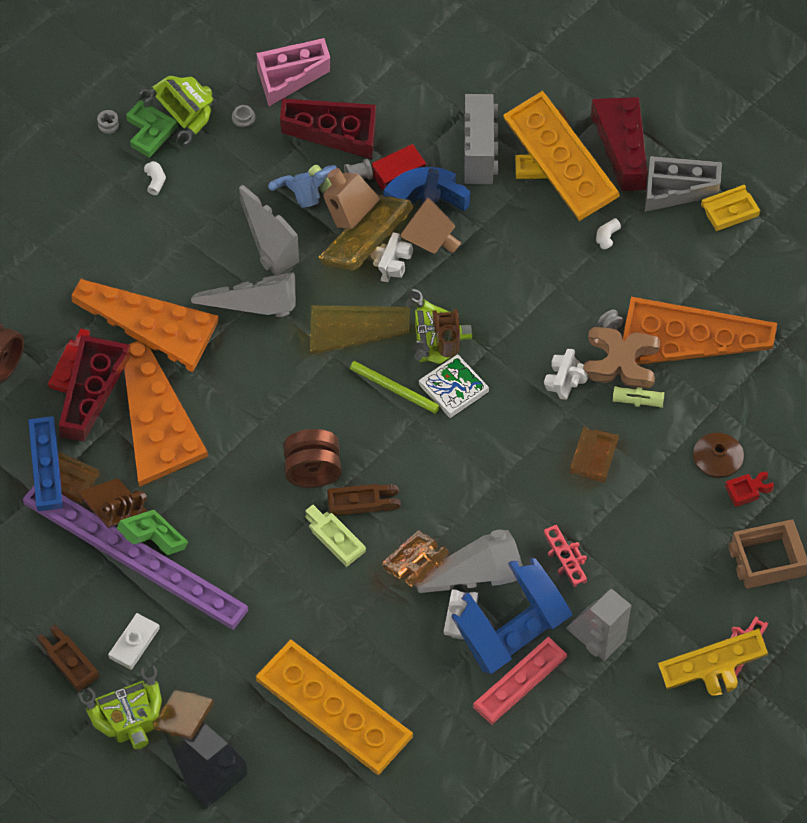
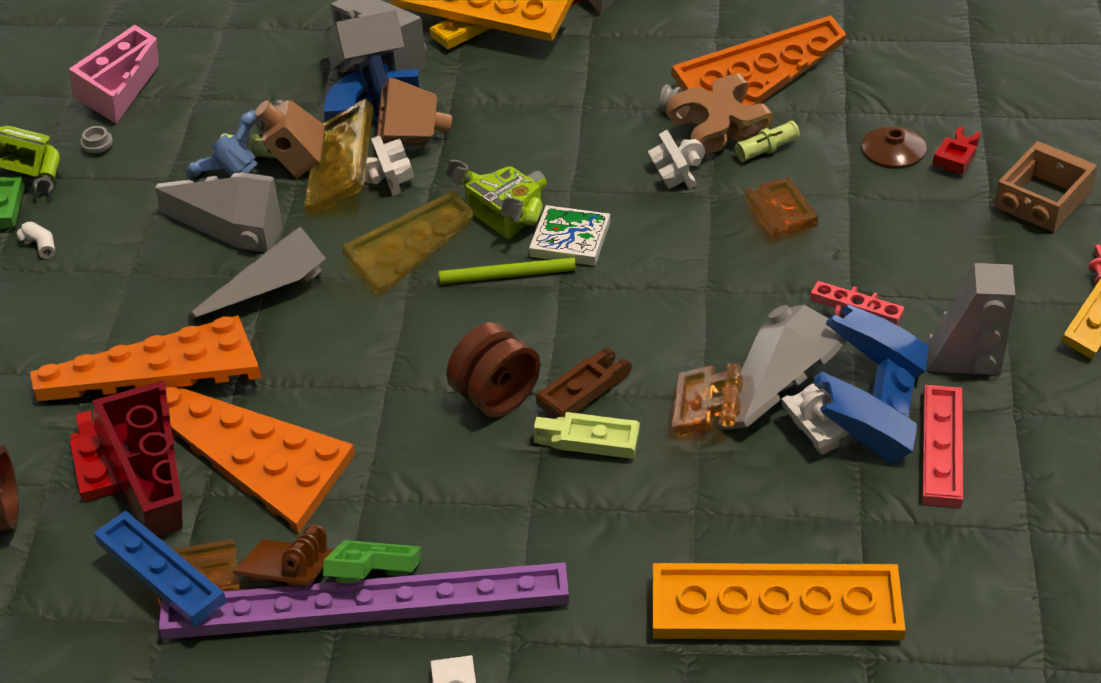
camera: 35 degrees left, 15 degrees down
(331, 124) = (206, 93): dark red wedge -> none
(395, 164) = (314, 88): red hinge -> none
(444, 148) = (360, 38): none -> light grey wedge
(447, 332) = (524, 178): reddish brown piece -> none
(605, 231) = (585, 43): white arm -> none

